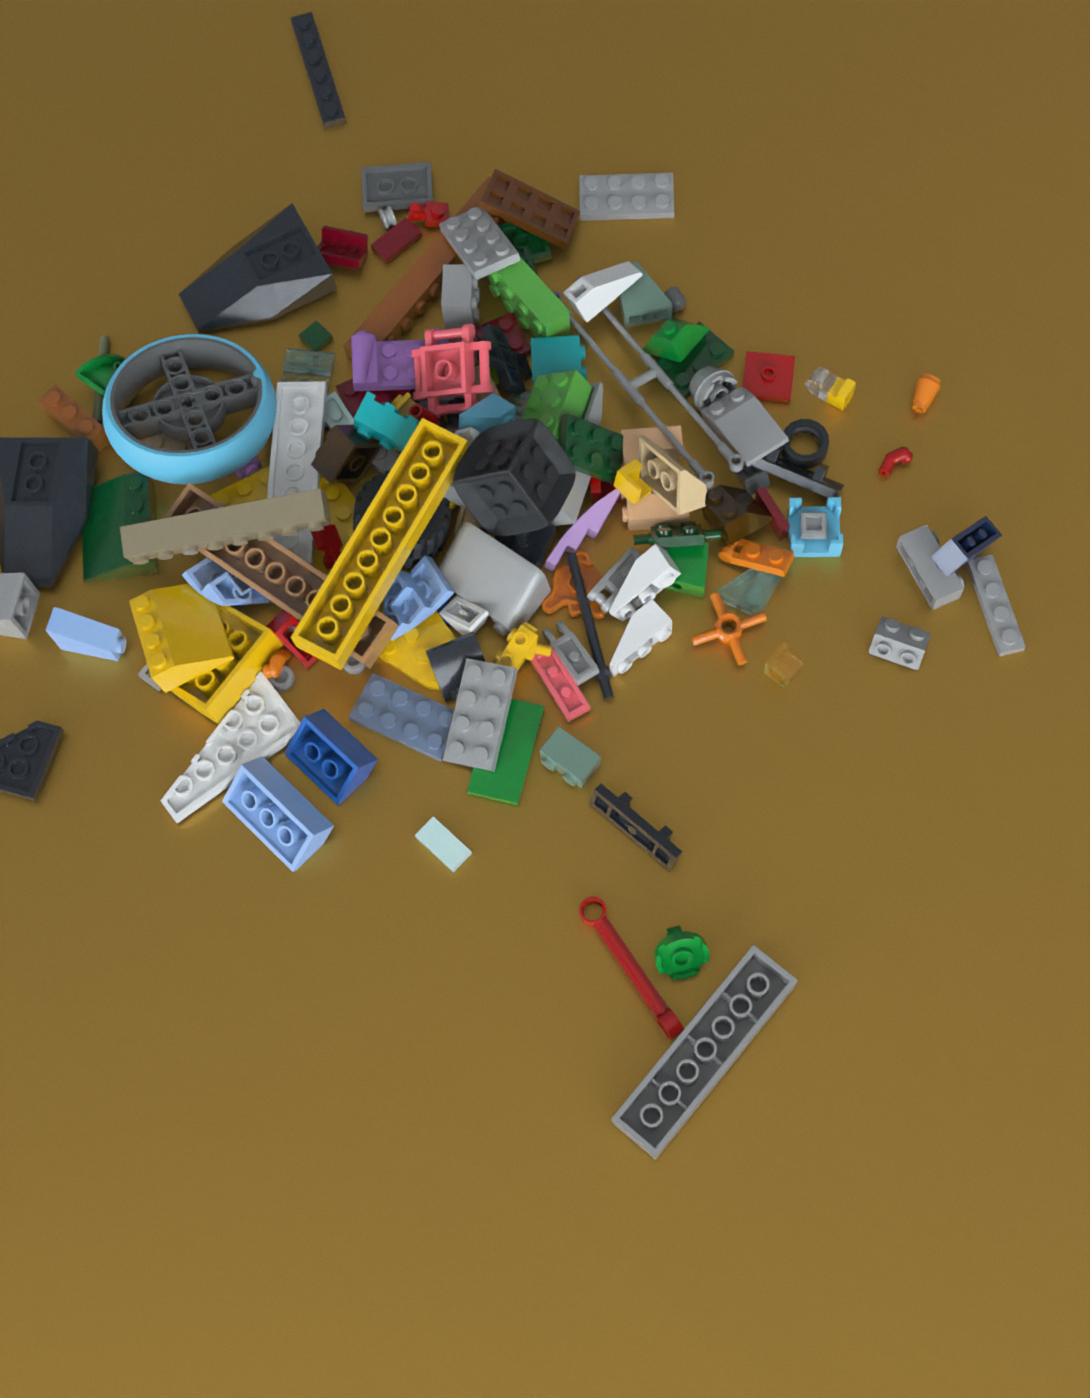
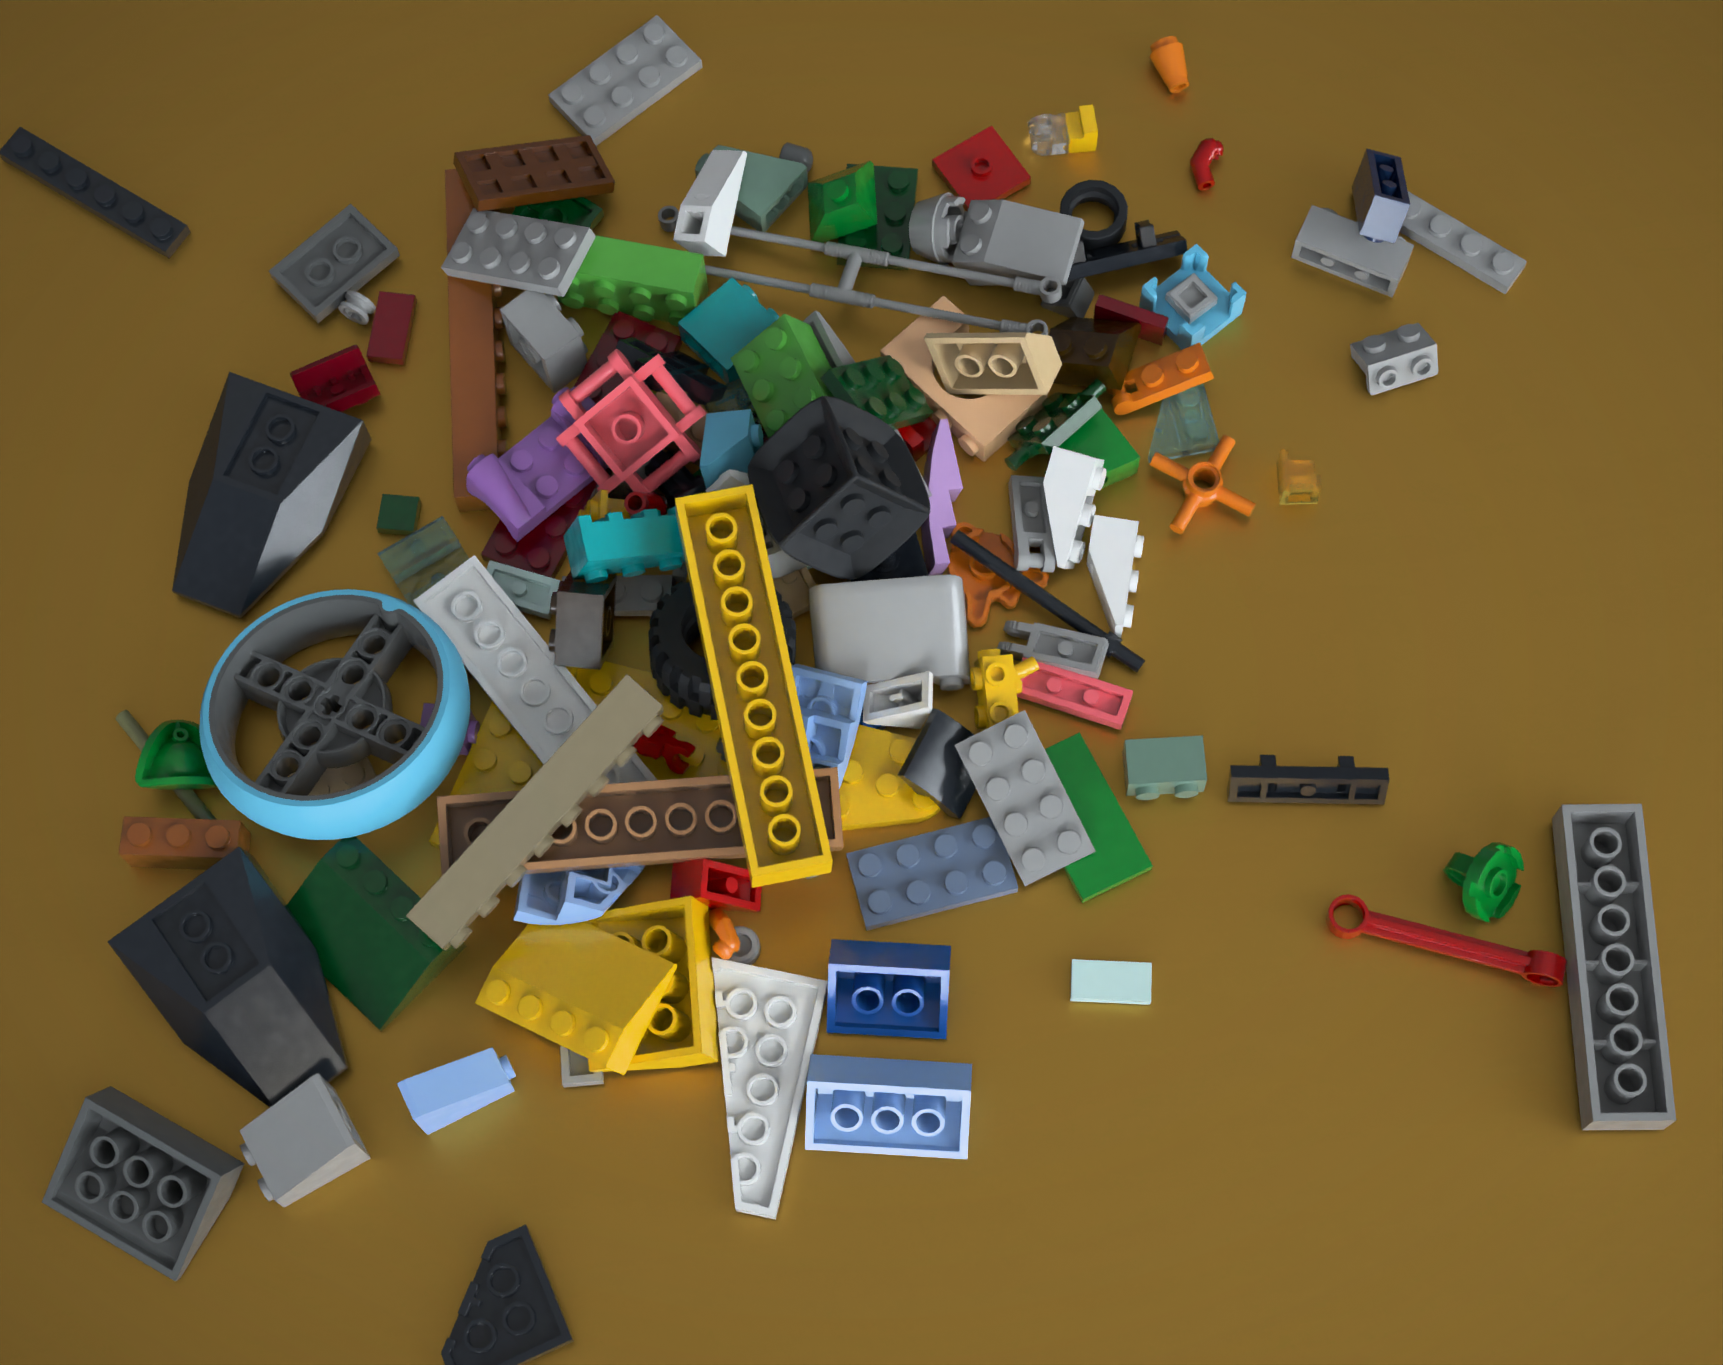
camera: 45 degrees left, 0 degrees up
(432, 213) = (409, 263): red plate -> none
(630, 484) = (955, 403): yellow panel -> none

